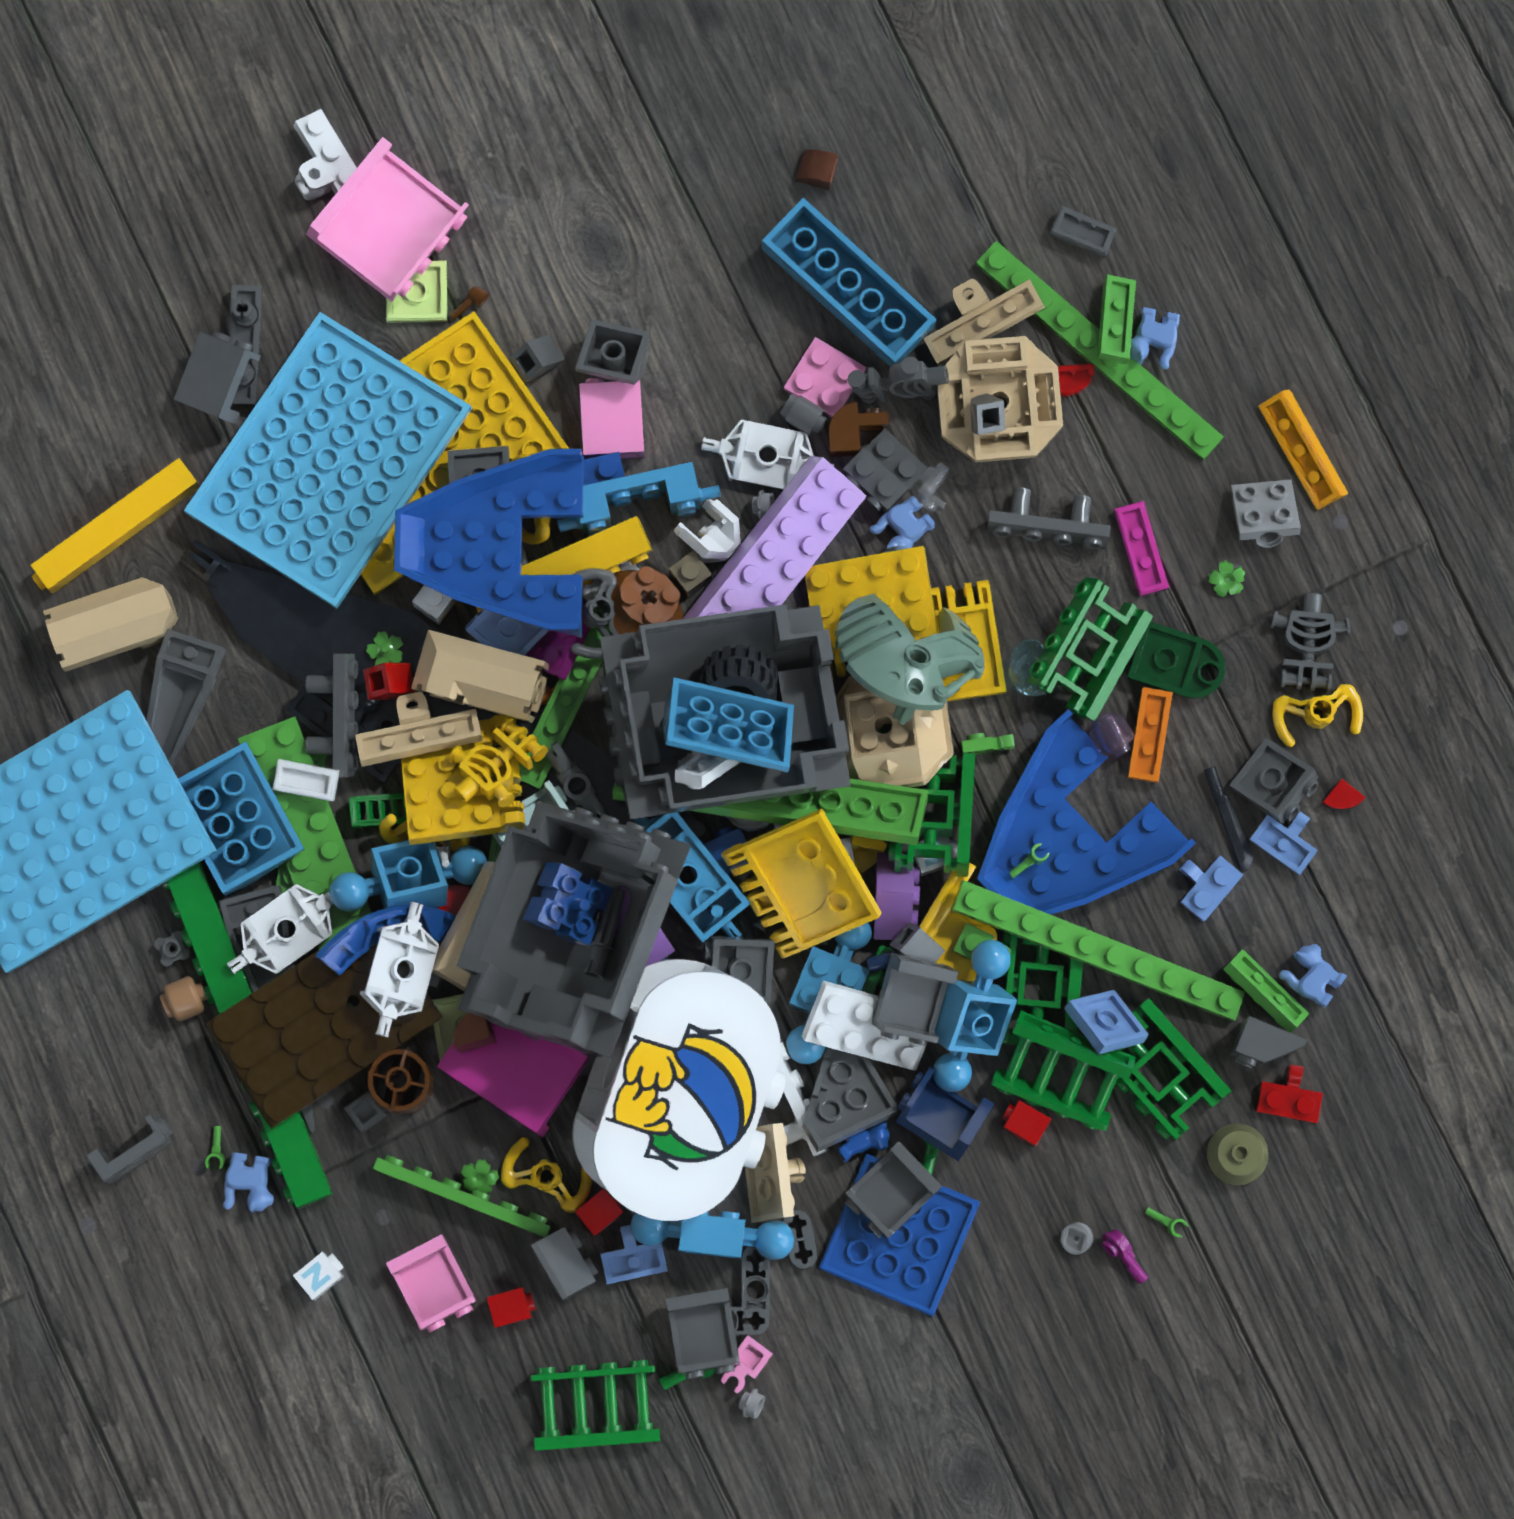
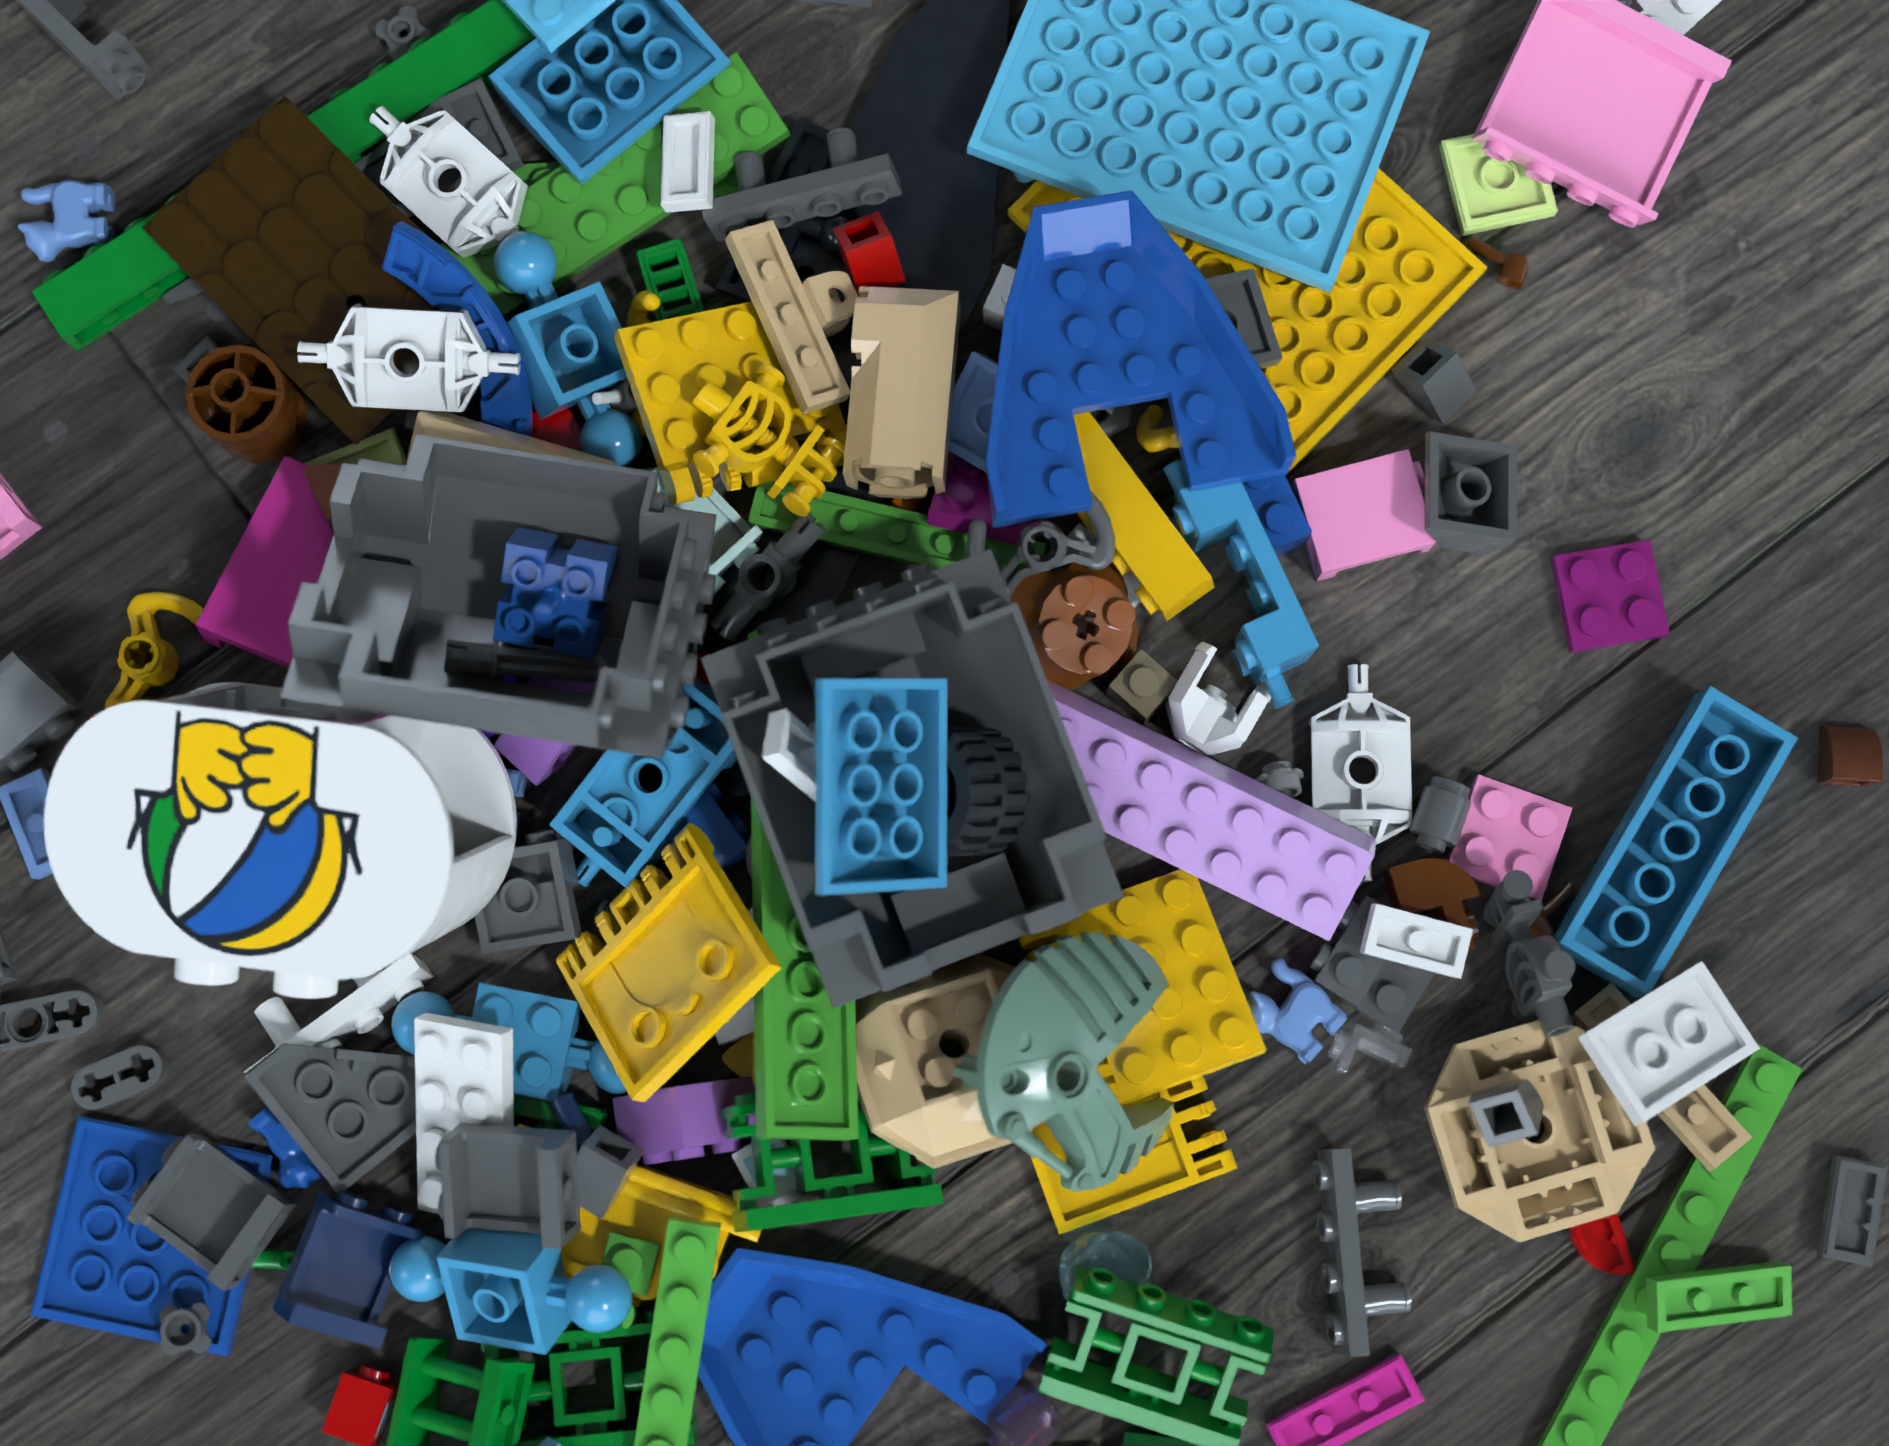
camera: 85 degrees right, 0 degrees up
(183, 998) = (328, 62): medium nougat head -> none
(216, 1149) = (107, 165): bright green hand -> none
(386, 649) = (922, 246): bright green plant -> none
(450, 1190) = (93, 556): bright green plate -> none
(479, 1176) = (134, 560): bright green plant -> none
(691, 285) = (1610, 596): none -> magenta plate
(716, 1235) = (88, 962): dark azure brick -> none
(771, 1178) = (200, 1012): tan plate -> none
(877, 445) = (1416, 941): none -> white plate
(881, 370) = (1541, 924): none -> reddish brown hand
(966, 314) = (1668, 1043): none -> white plate
(966, 1214) = (172, 1321): none -> dark grey plate
(979, 744) = (963, 1206): bright green plate -> none
(1030, 860) = (784, 1327): bright green hand -> none
(1155, 334) = (1708, 1367): medium blue animal -> none

